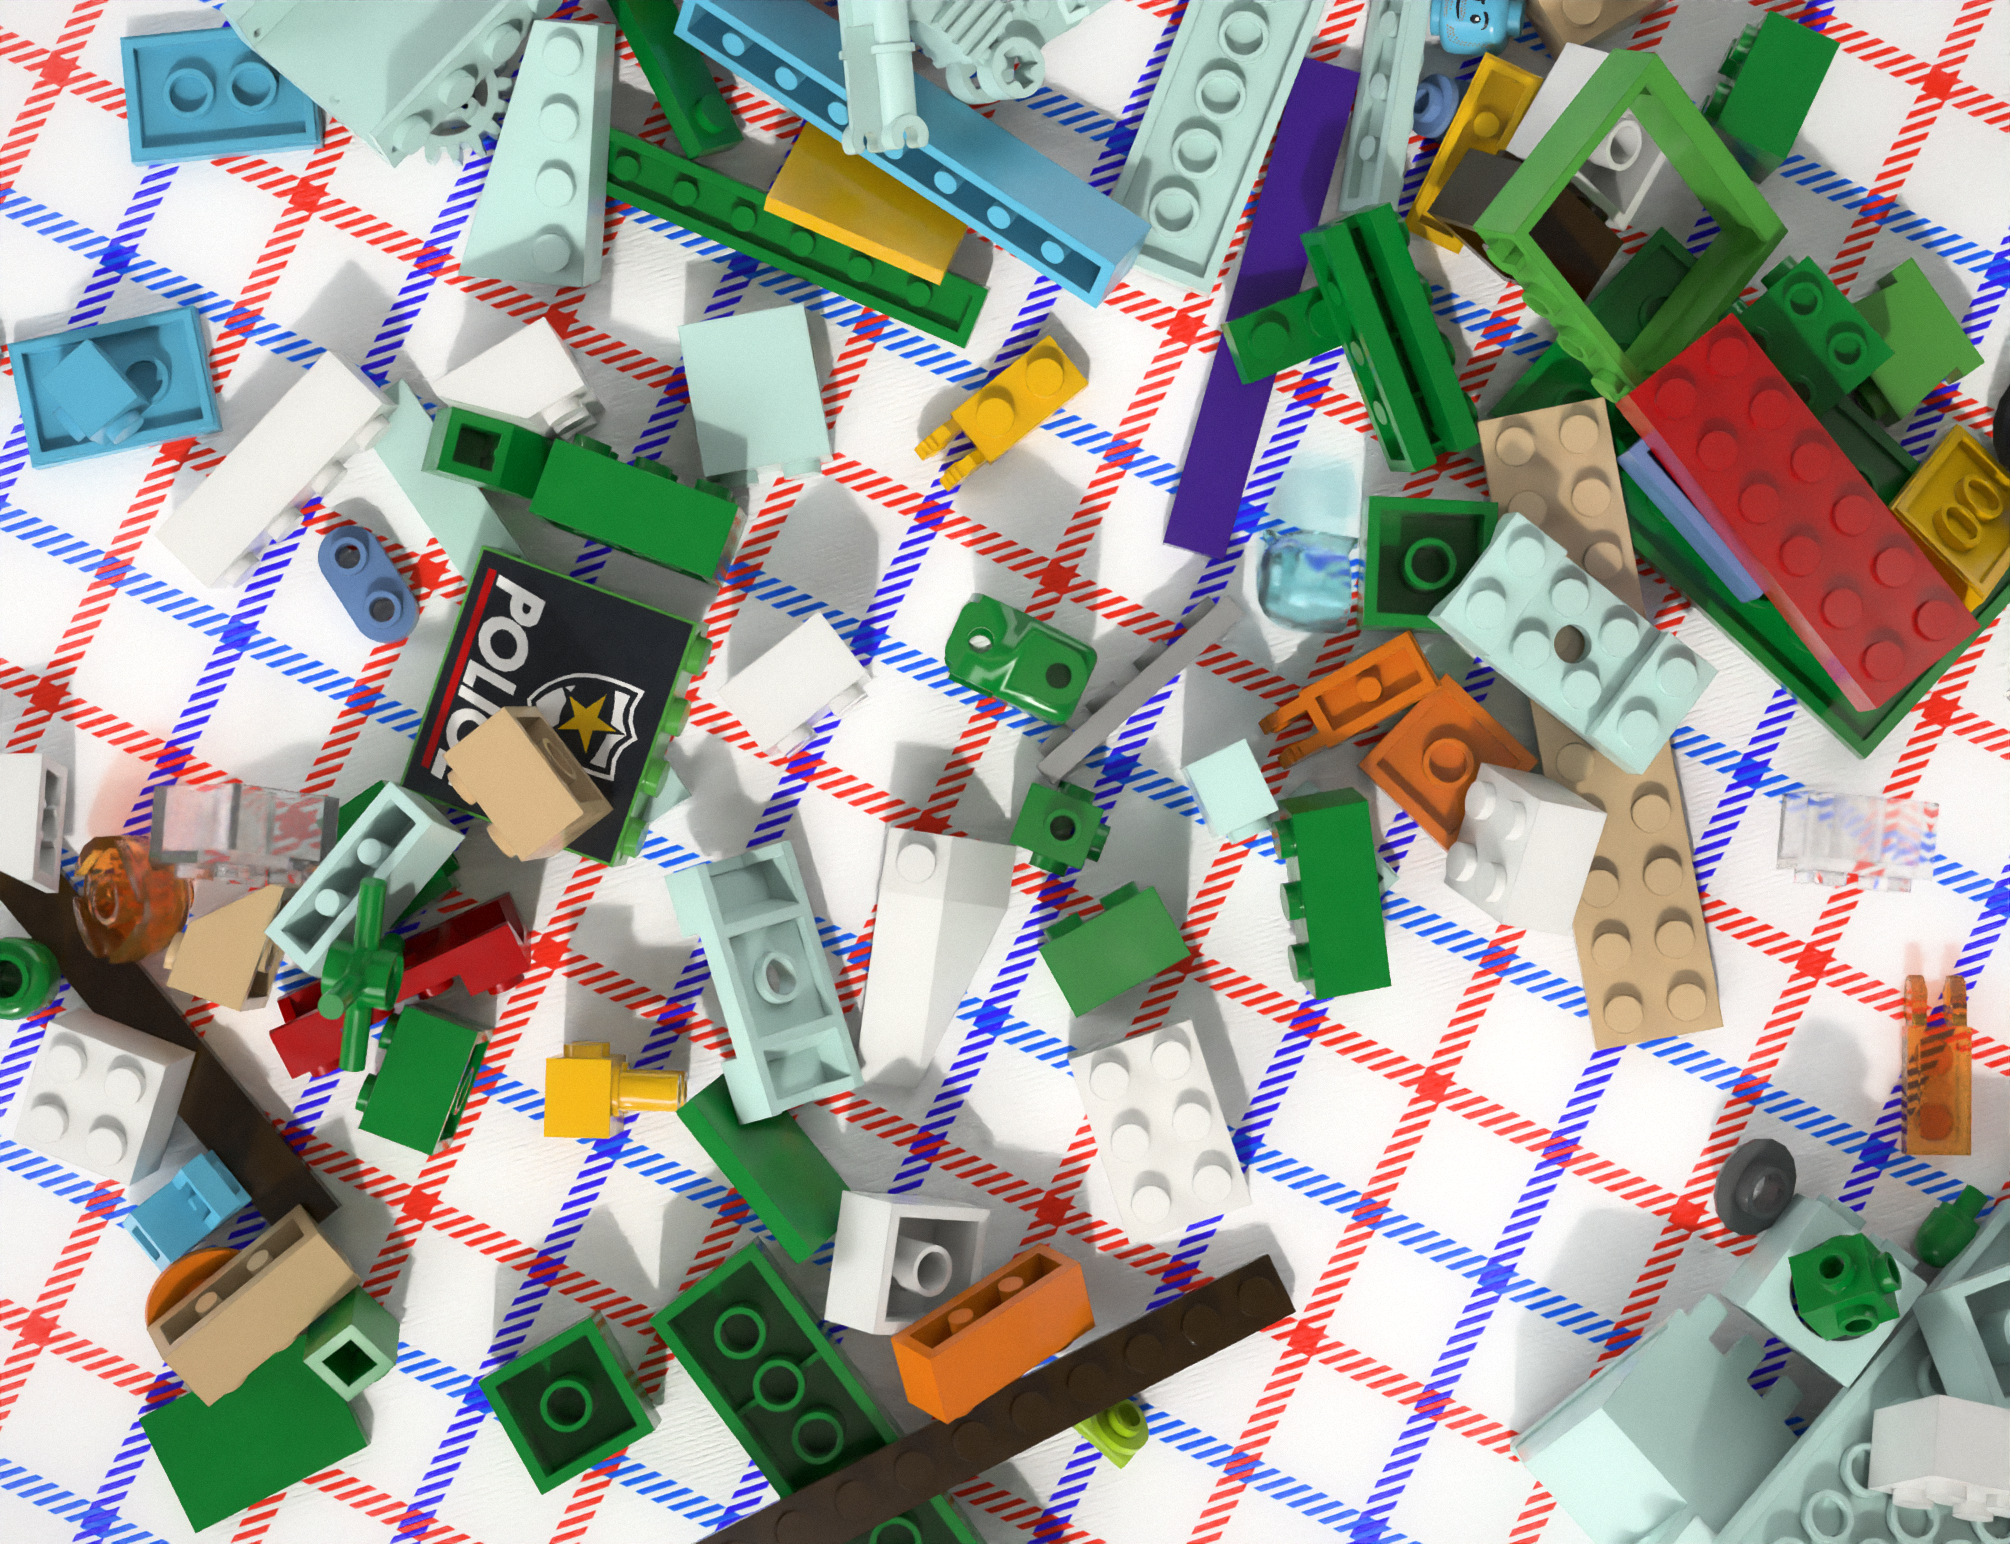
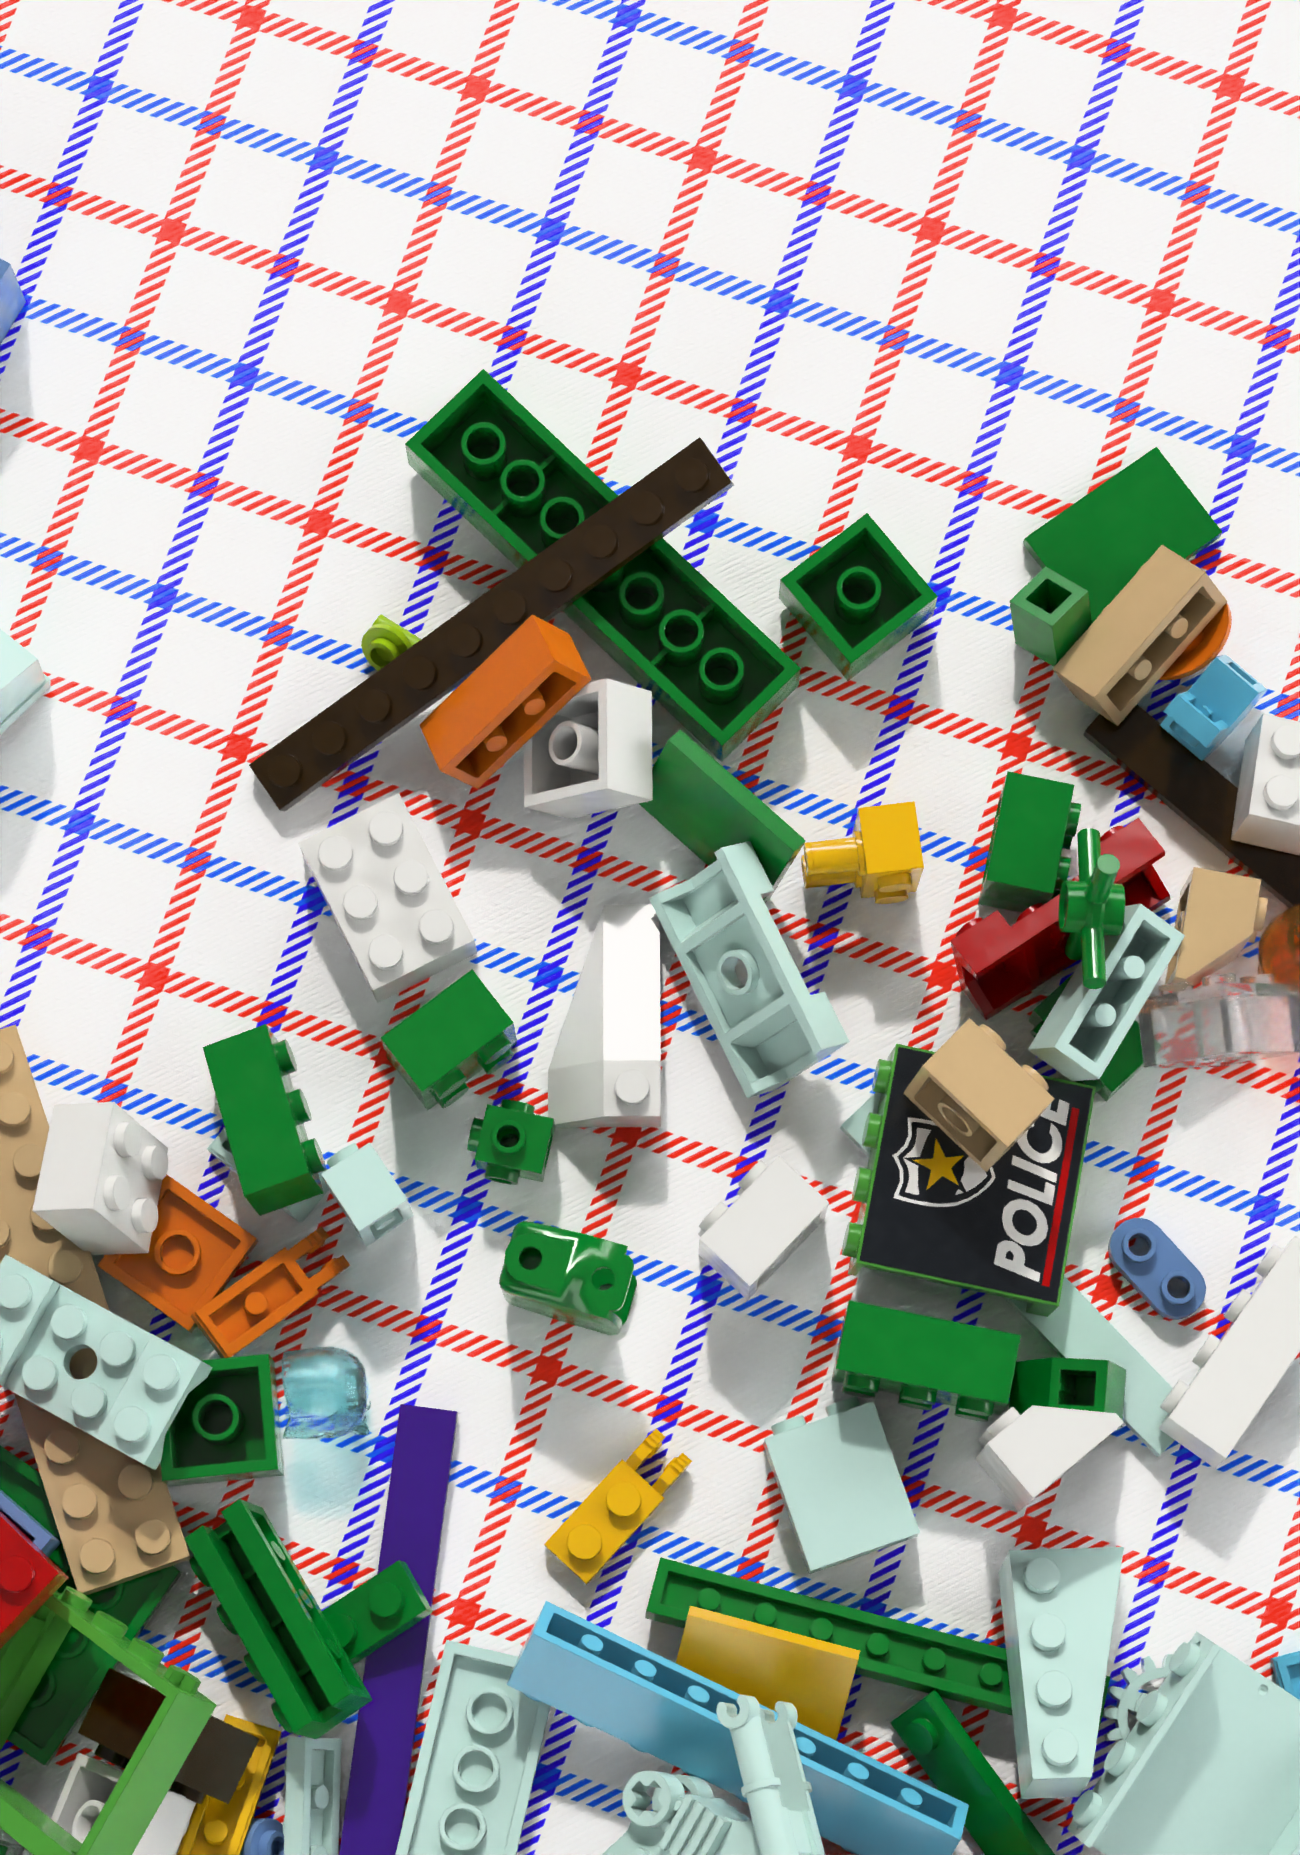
camera: 170 degrees right, 10 degrees down
(1156, 669) = (446, 1294): light grey plate -> none

